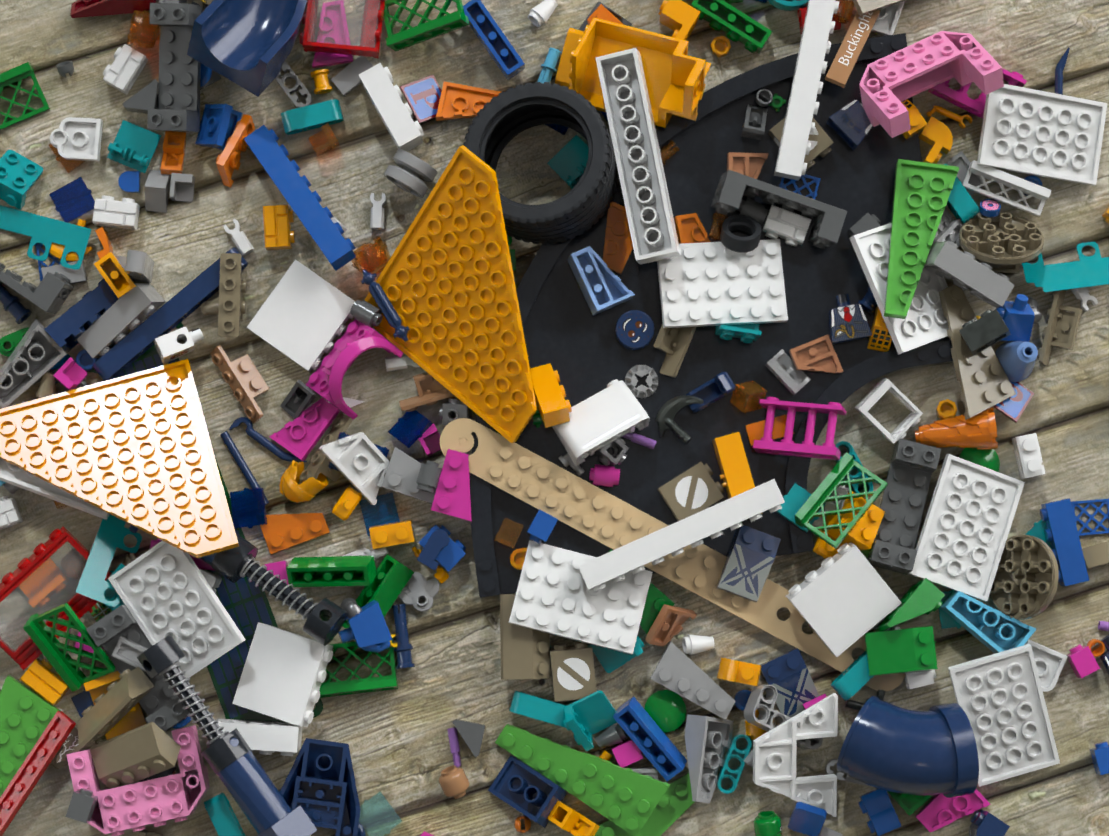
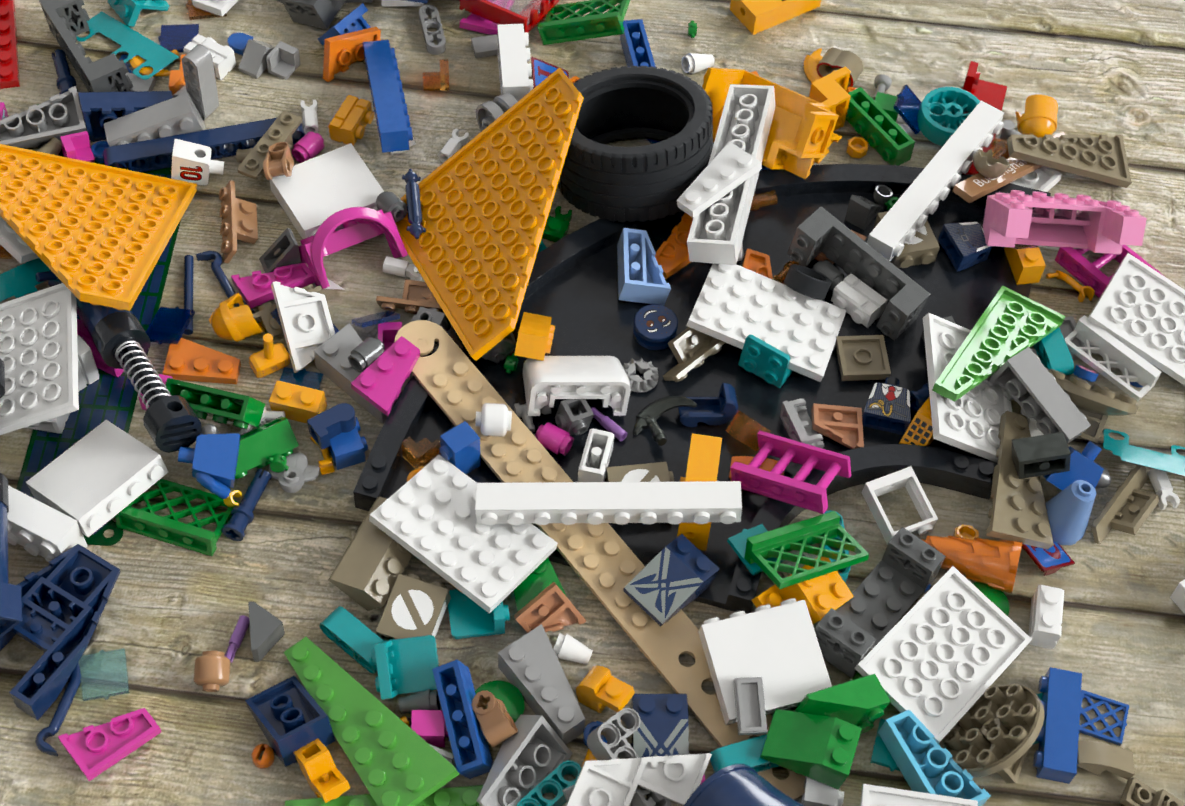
camera: 25 degrees right, 30 degrees down
(114, 274) = (172, 76): light orange slope -> none
(133, 146) = (259, 20): teal hinge -> none
(173, 152) = (295, 35): orange slope -> none
(252, 318) = (278, 161): none -> medium nougat piece
(258, 274) = (308, 147): none -> dark pink brick
(312, 117) = (427, 56): teal beam -> none
(321, 81) = (463, 32): light orange bush -> none
(371, 256) = (423, 164): clear orange cone -> none
(407, 595) = (278, 463): none -> green piece
(557, 493) = (494, 419): none -> white head
(635, 179) = (720, 177): none -> white wing
(646, 482) = (596, 456): none -> white brick
(674, 731) = (493, 718): none -> medium nougat piece
(810, 281) = (862, 357): none -> dark tan plate
(847, 642) = (750, 706): none -> light grey tile
(848, 39) = (989, 166): none -> dark tan hair
(939, 137) = (1050, 290): light orange brick -> none

